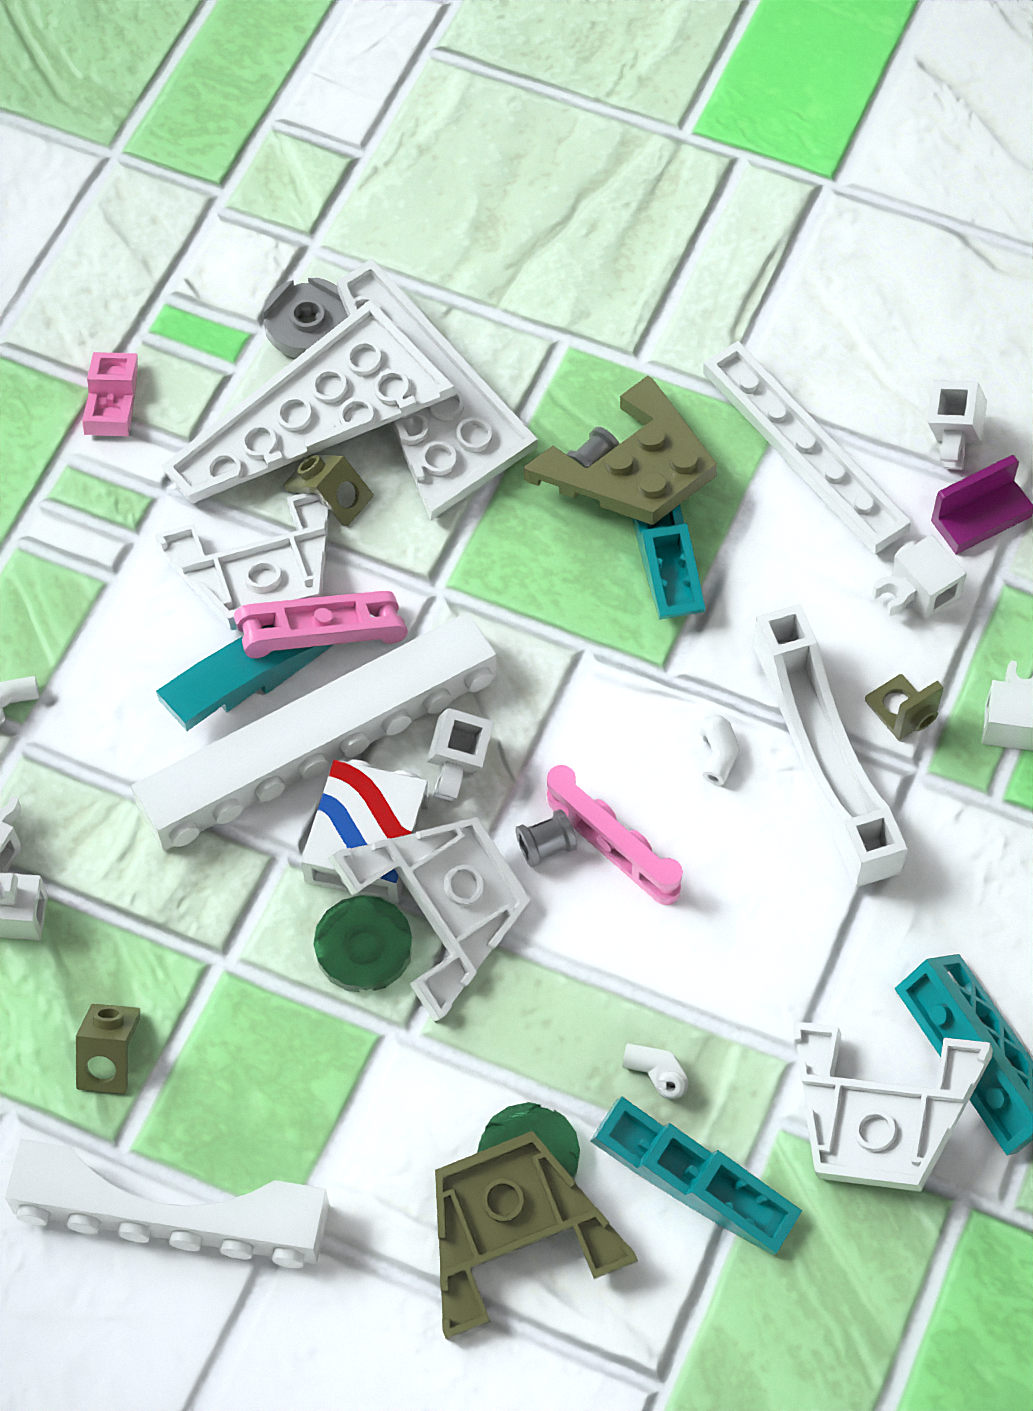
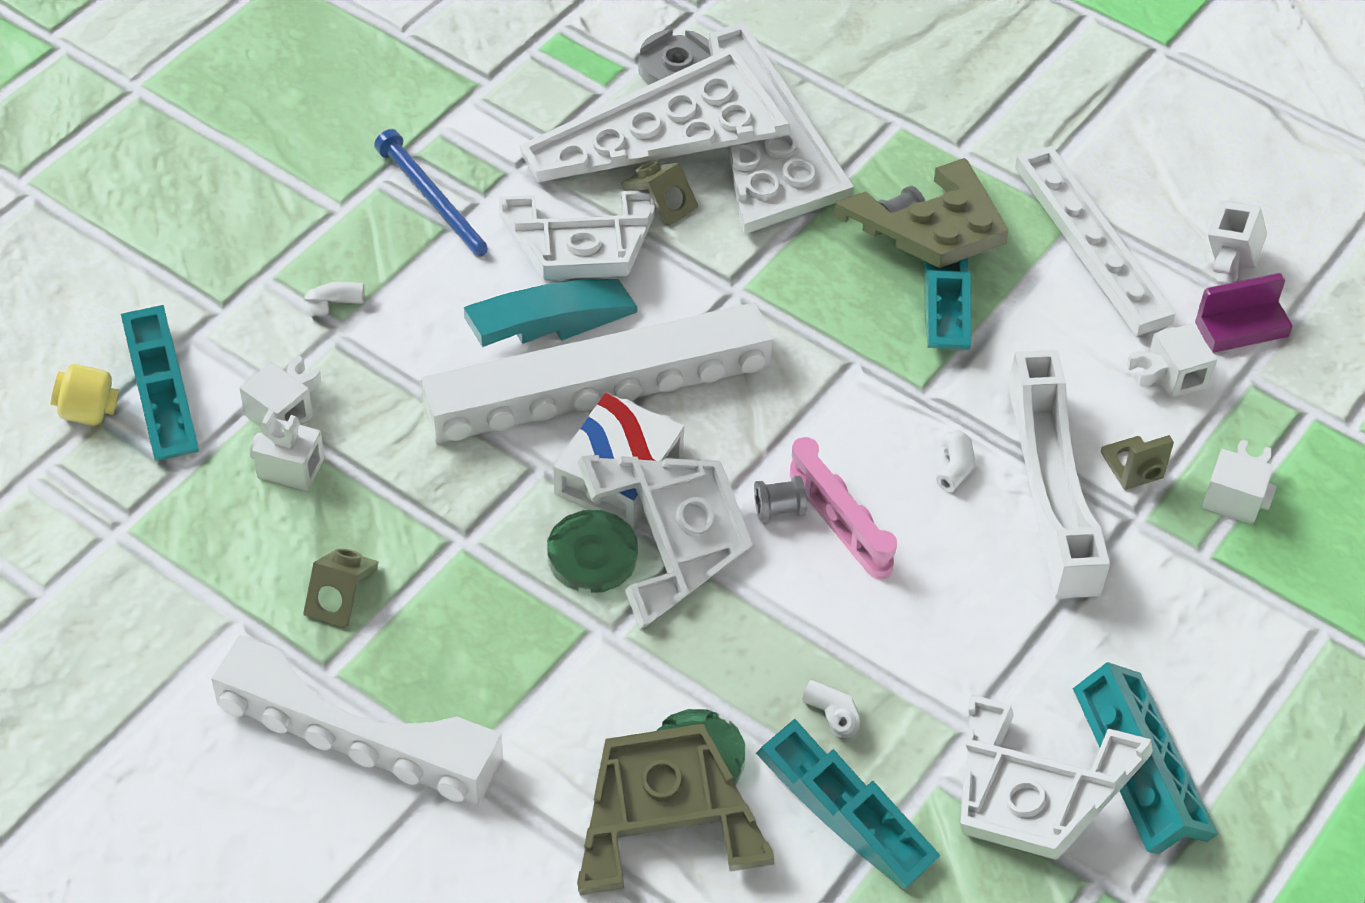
camera: 10 degrees right, 10 degrees down
(17, 493) = (390, 144): none -> blue bar
(111, 394) = (492, 87): bright pink slope -> none
(320, 622) = (622, 285): bright pink plate -> none
(459, 748) = (719, 408): white brick -> none

